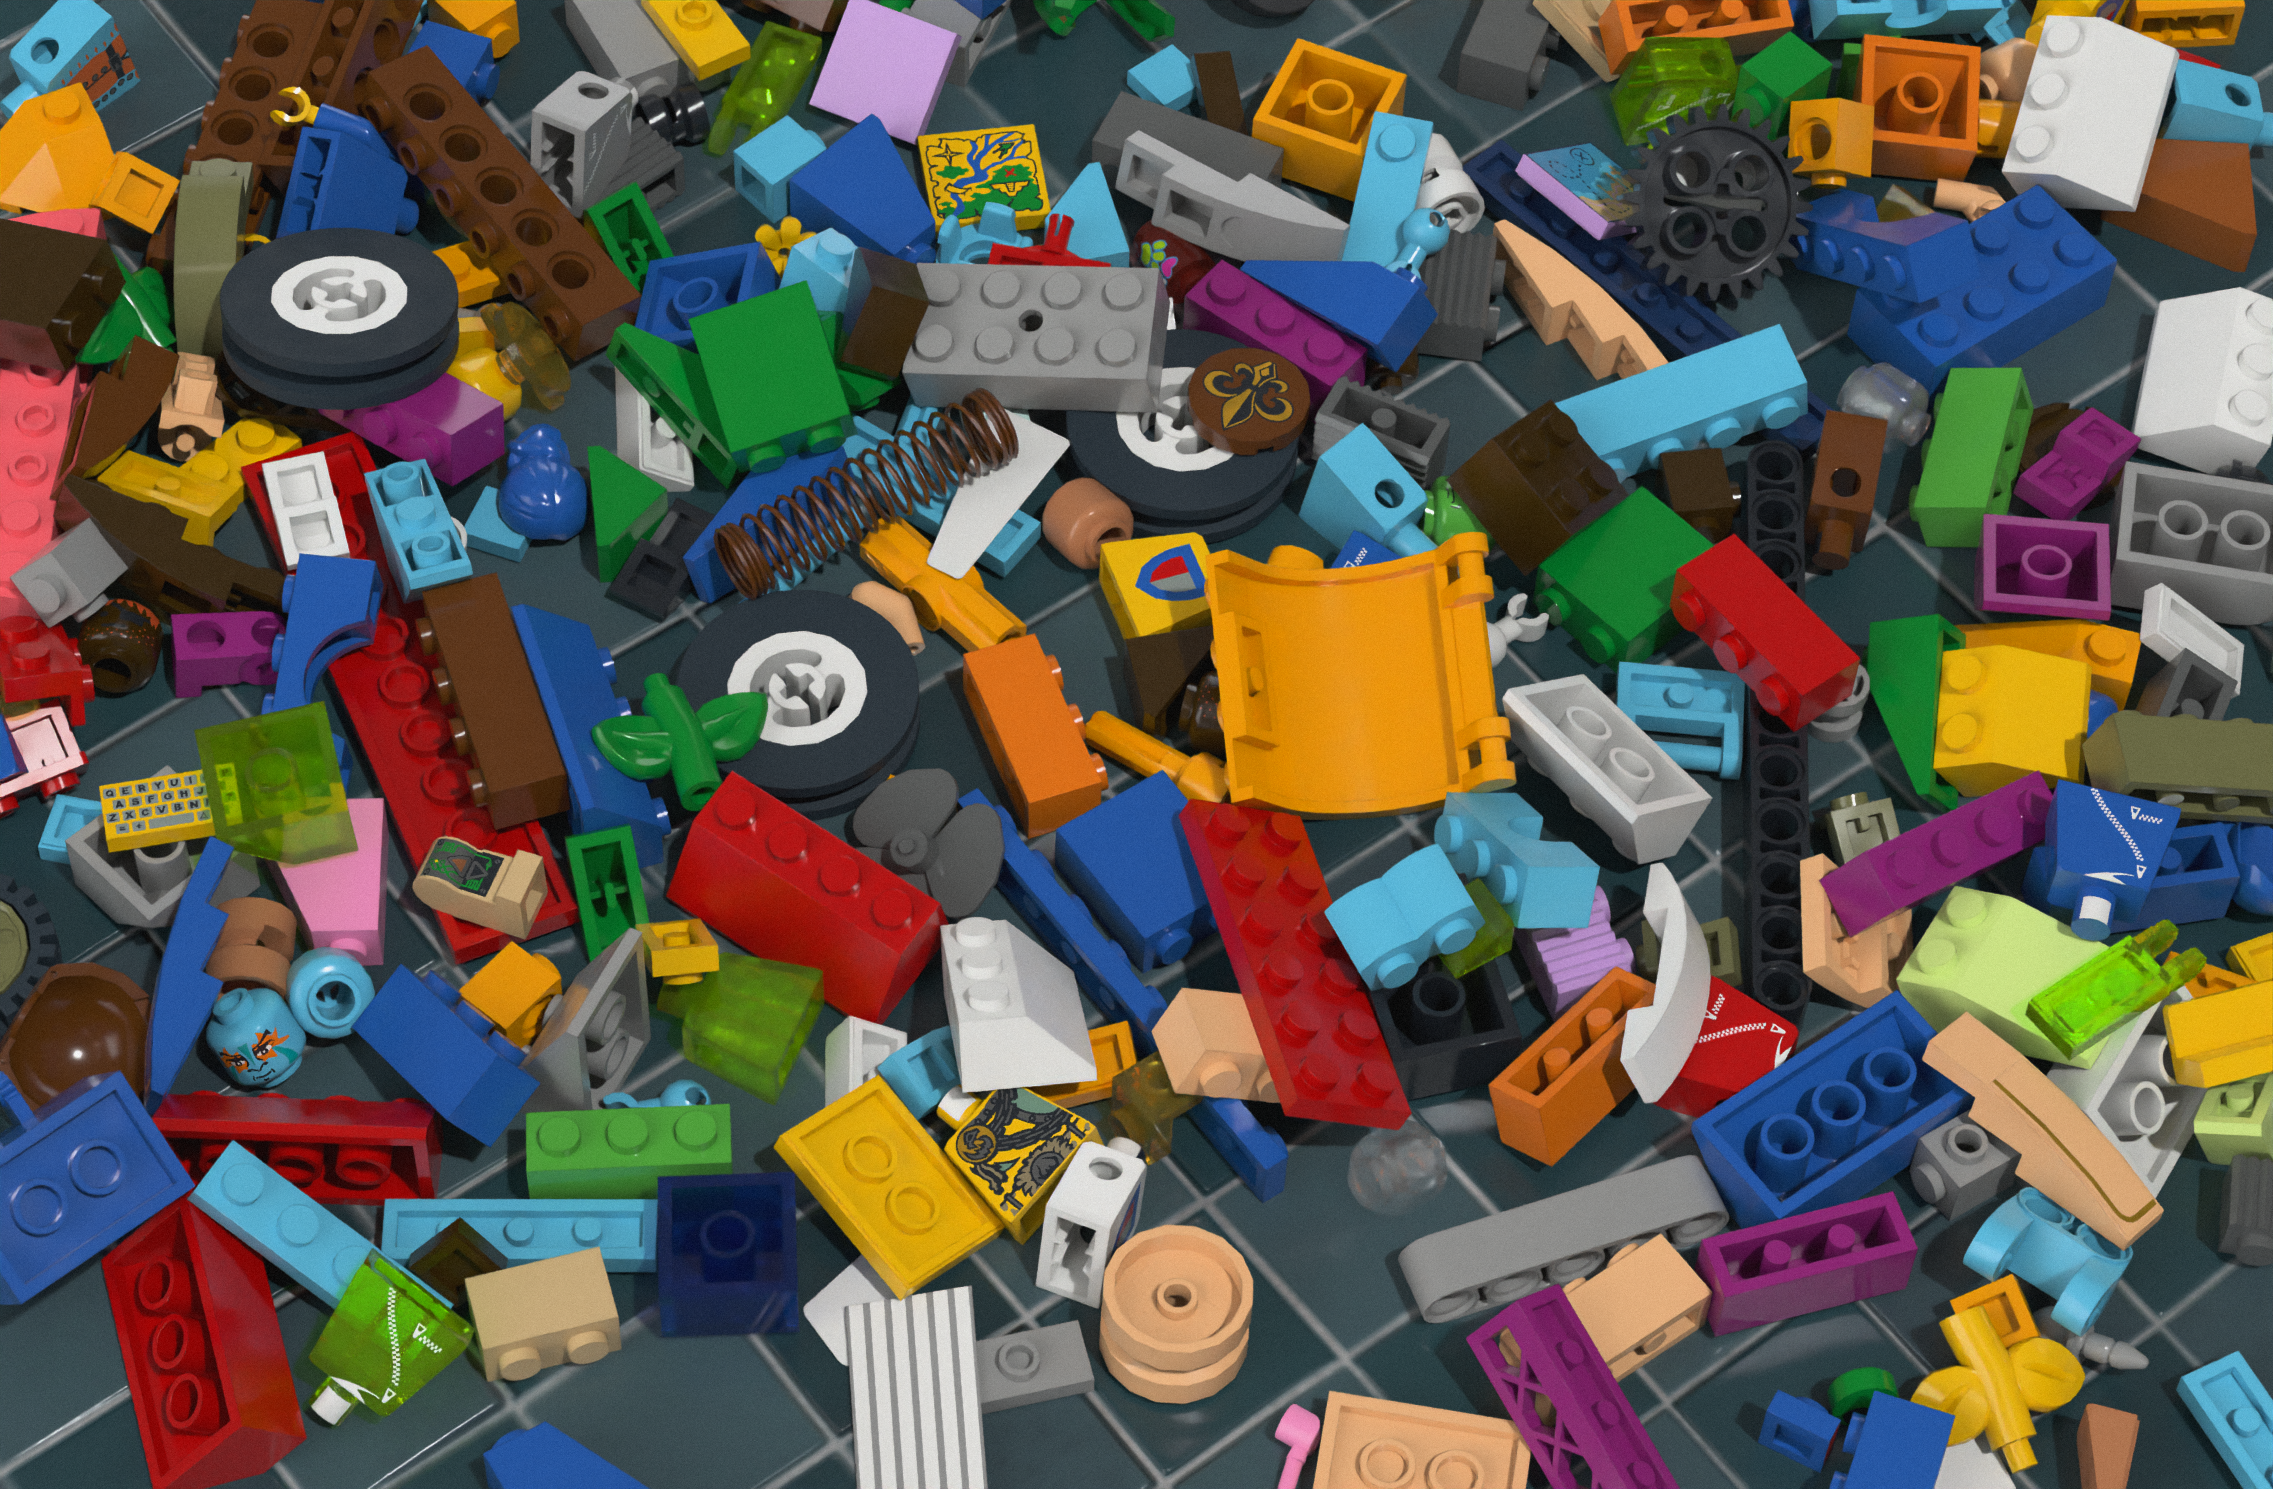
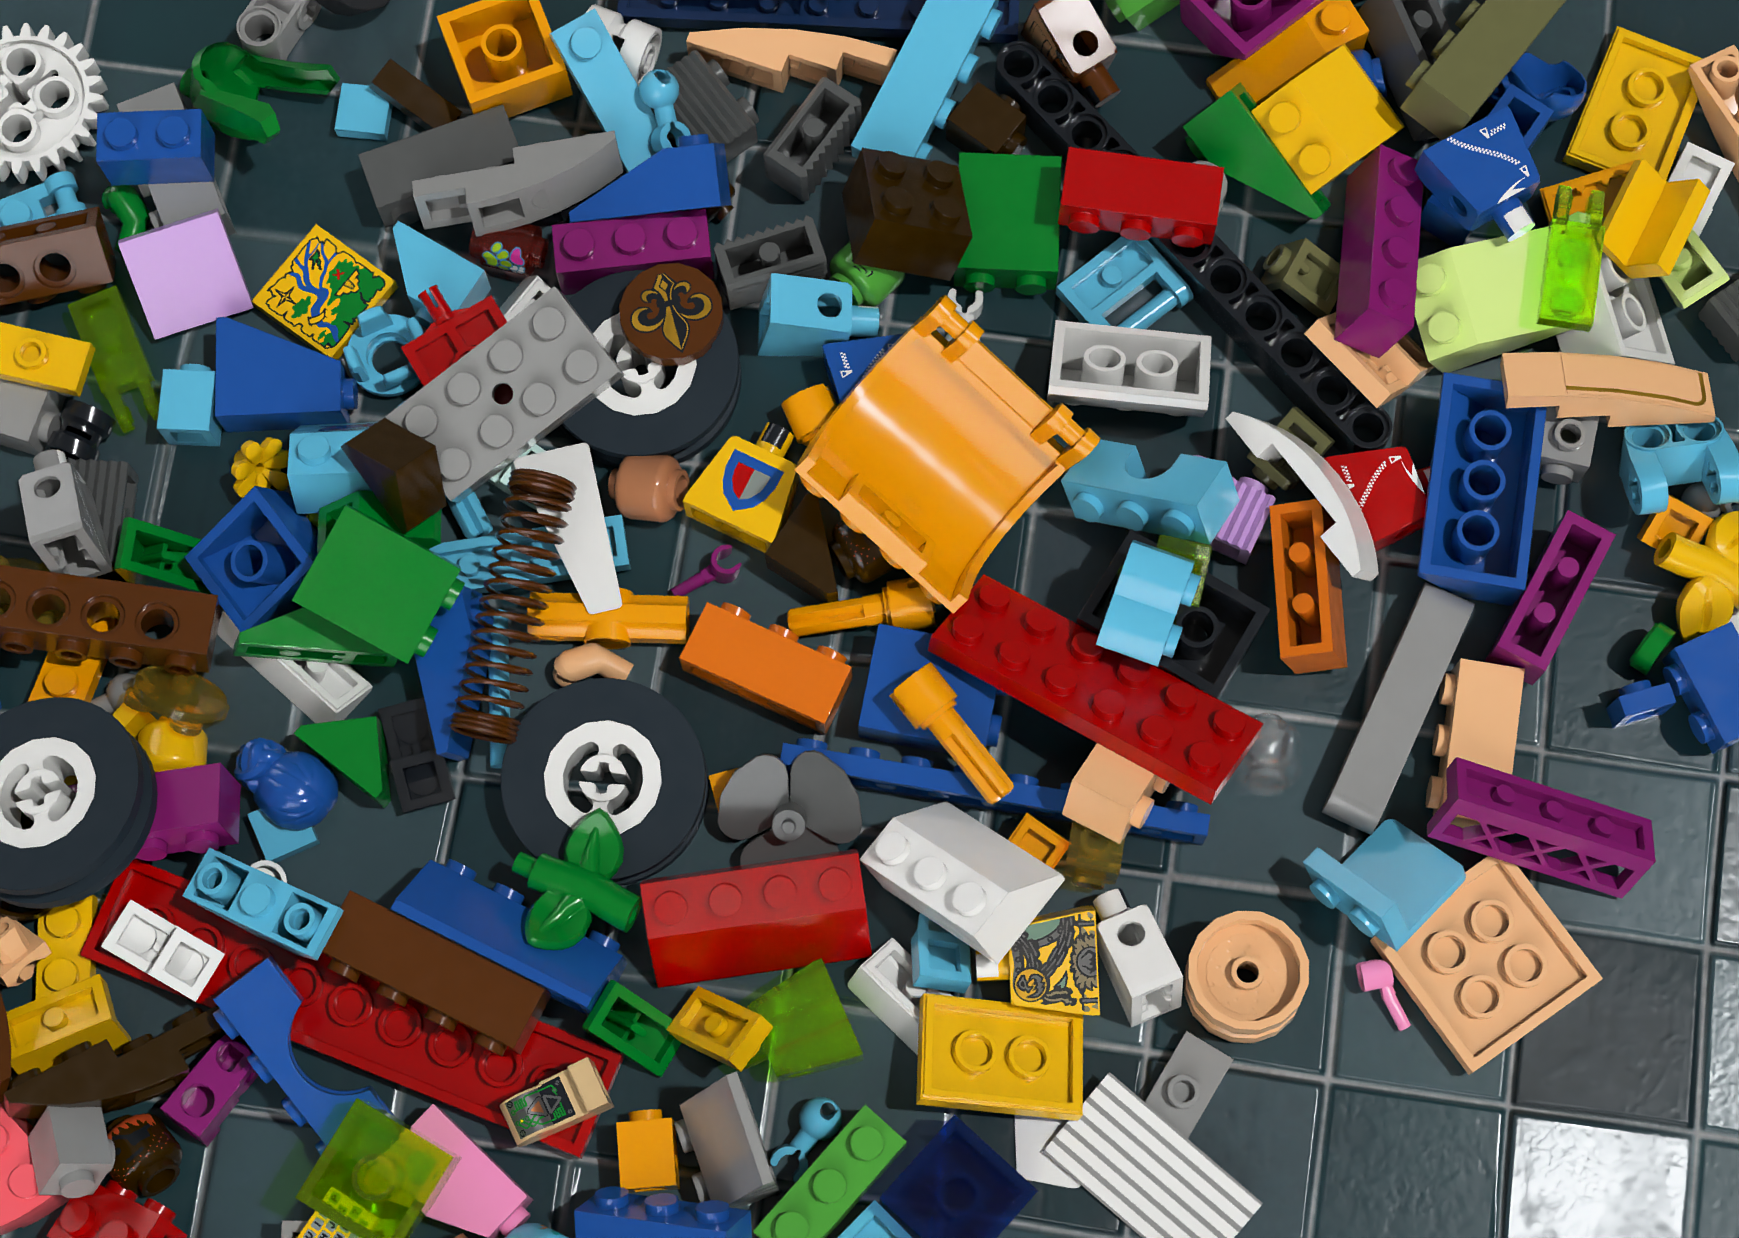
camera: 40 degrees left, 20 degrees up
(1074, 636) = (710, 573): none -> magenta hand
(1131, 853) = (930, 703): none -> light orange piece
(1385, 1359) = (1387, 882): none -> medium azure bracket
(1516, 377) = (813, 139): none -> dark grey brick

